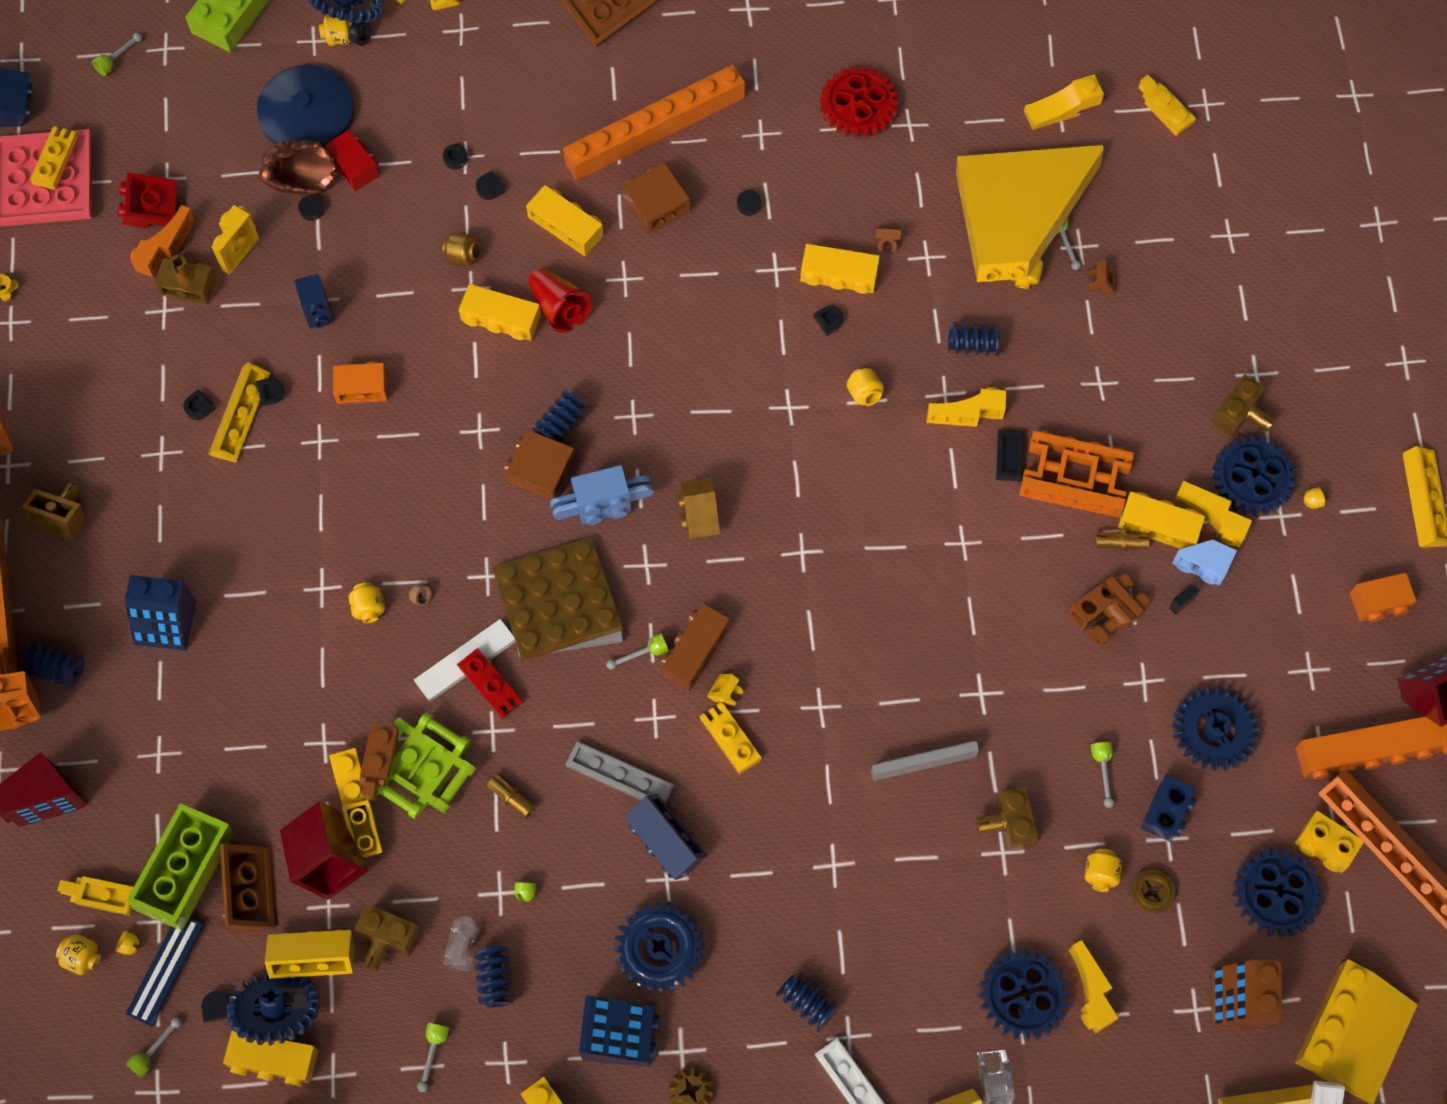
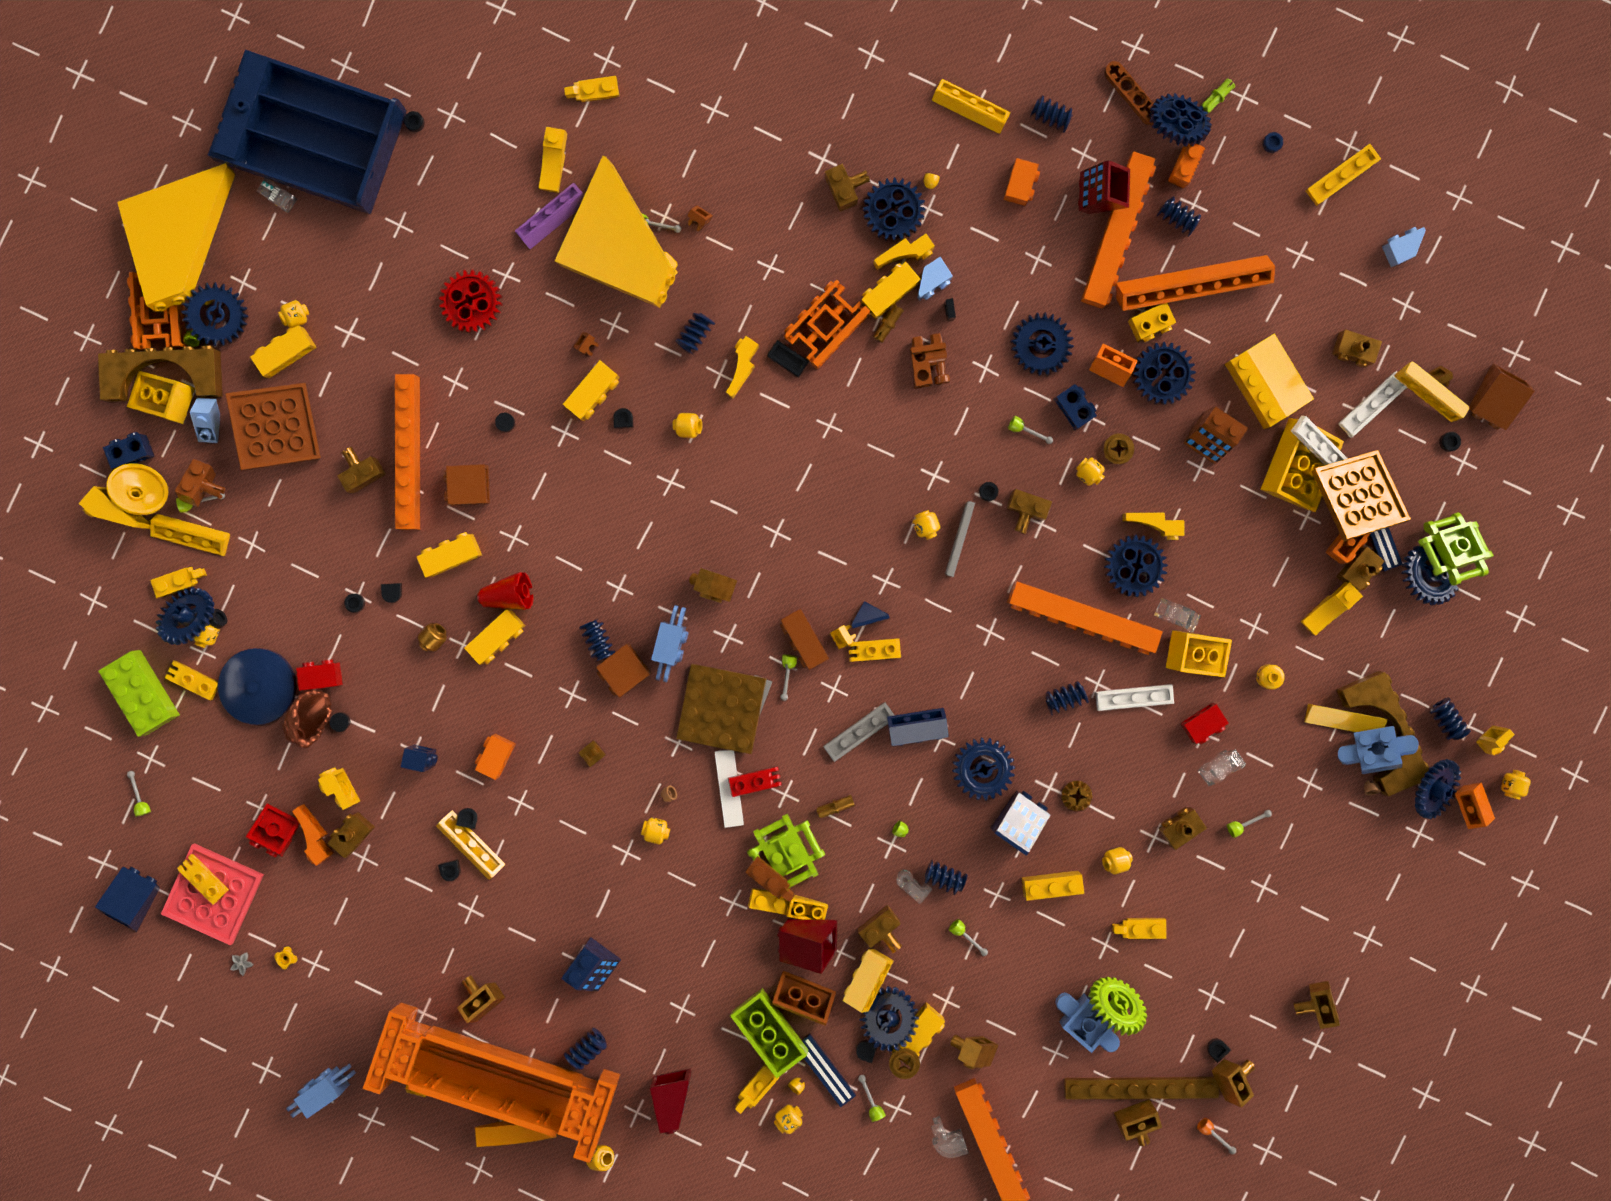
camera: 60 degrees left, 20 degrees up
(217, 1043) = (904, 1072): none -> pearl gold gear
(276, 45) = (192, 680): none -> yellow hinge
(421, 486) = (592, 753): none -> pearl gold tile
(604, 89) = (360, 472): none -> pearl gold brick
(766, 705) = (868, 614): none -> dark blue slope
(917, 711) = (926, 524): none -> yellow head
(922, 969) = (1084, 617): none -> orange brick
(999, 133) = (550, 216): none -> medium lavender slope
(1002, 765) = (988, 491): none -> black tile
(1247, 822) = (1113, 365): none -> orange brick

